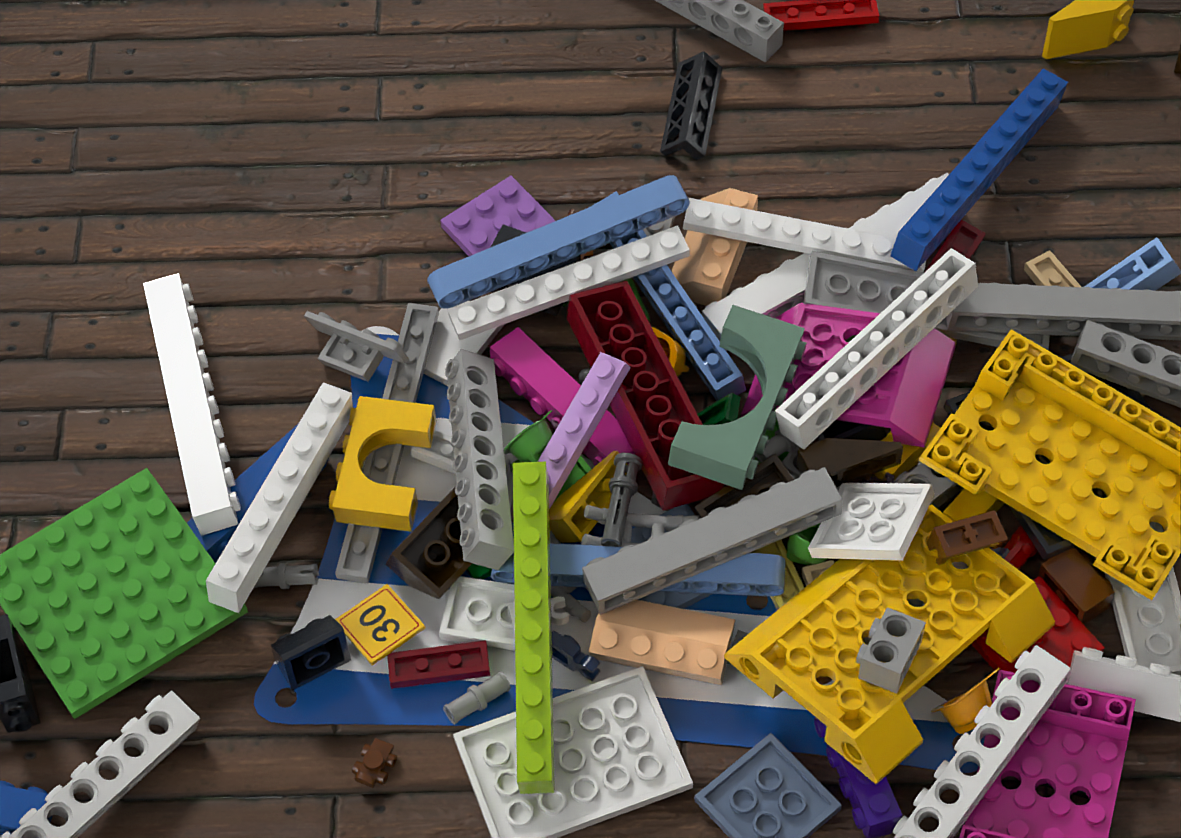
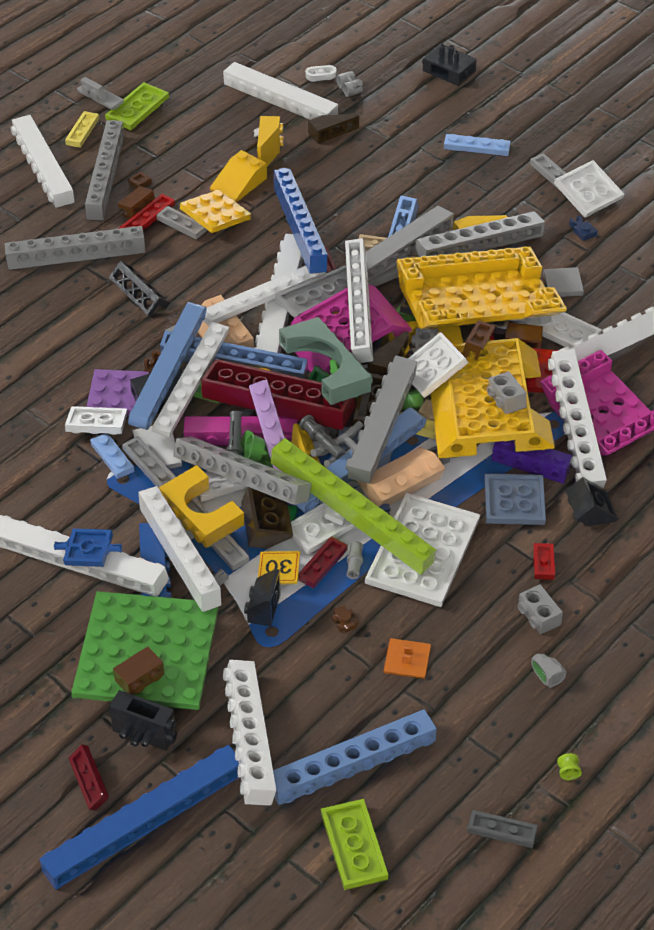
camera: 50 degrees left, 10 degrees down
(49, 612) = (139, 671): none -> reddish brown brick
(189, 404) = (88, 547): none -> blue plate
(353, 350) = (119, 481): light grey bracket -> none
(402, 289) = (112, 455): none -> light blue plate
(423, 240) = (96, 420): none -> white plate
(533, 406) = (235, 433): none -> dark grey pin
(852, 55) = (181, 222): none -> light grey plate
(910, 70) = (215, 211): none -> yellow plate
(964, 708) = (543, 401): light orange piece -> none
(1000, 45) = (240, 176): none -> yellow slope

